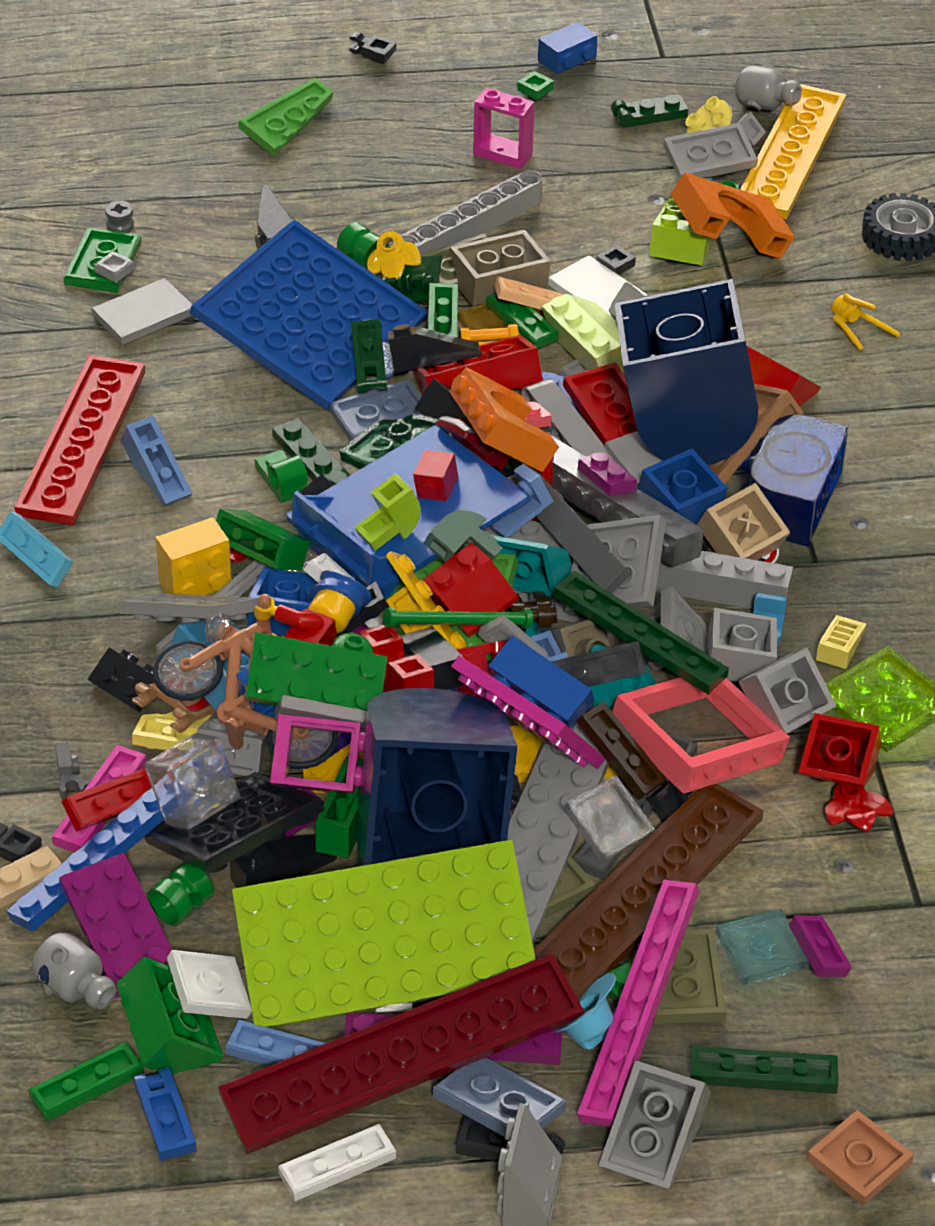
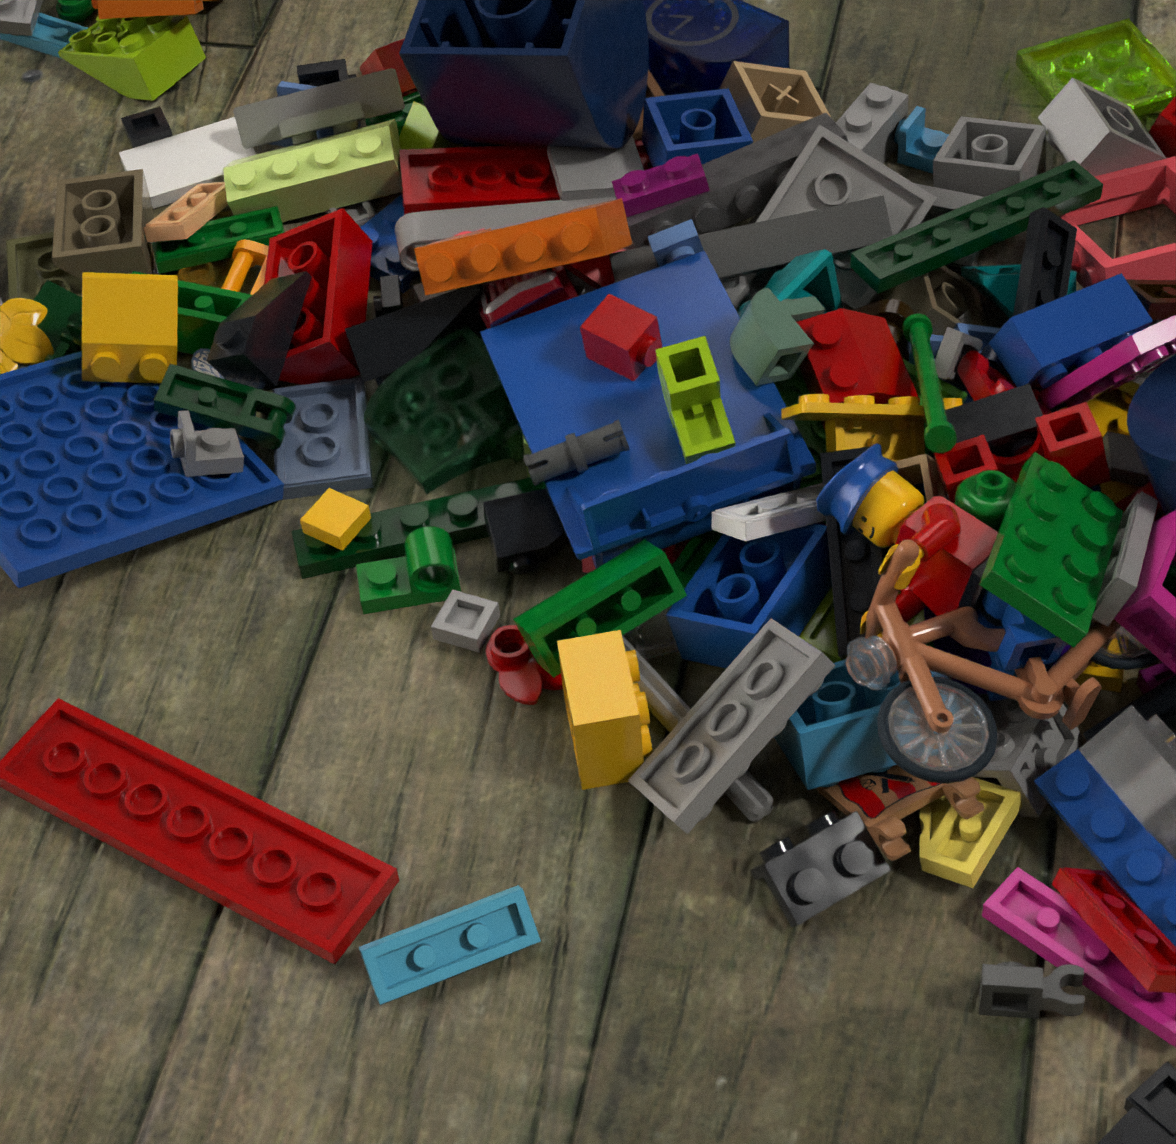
camera: 65 degrees left, 5 degrees up
(155, 460) = (307, 729): medium blue slope -> none
(256, 501) = (465, 620): none -> light grey plate
(303, 426) = (335, 519): none -> yellow tile
(330, 357) = (207, 450): none -> light grey bracket
(347, 486) = (576, 452): none -> dark grey pin
(401, 293) = (128, 326): none -> yellow slope
(840, 641) = (983, 93): light yellow slope -> none

